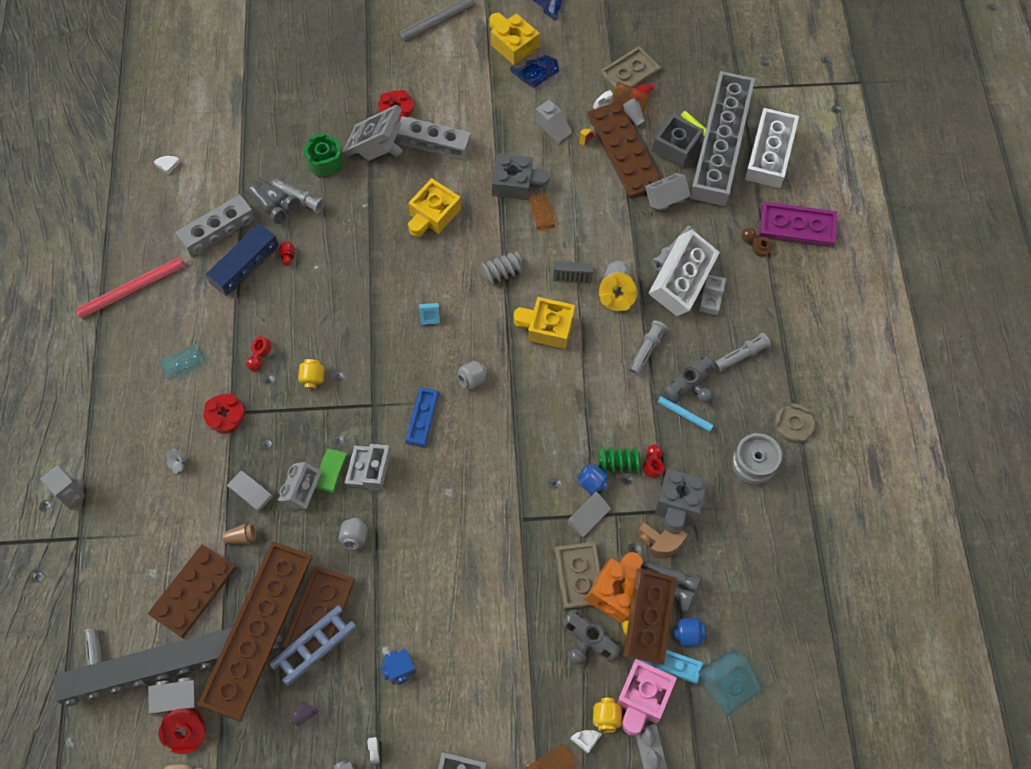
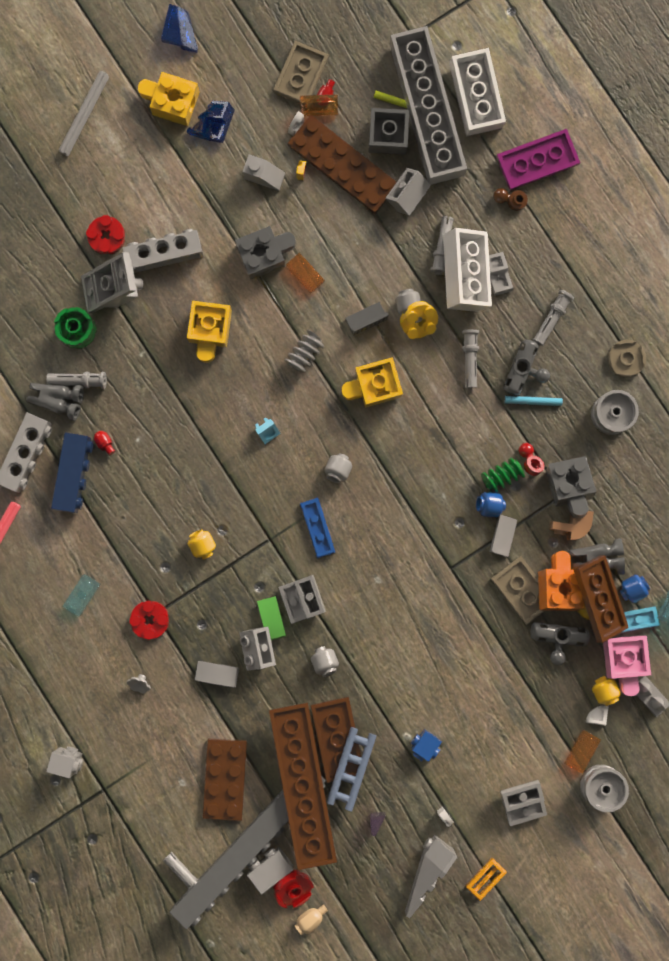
camera: 35 degrees left, 20 degrees up
(240, 535) = (233, 714): medium nougat cone -> none
(260, 347) = (144, 560): red plate -> none
(633, 110) = (331, 120): light grey cone -> none

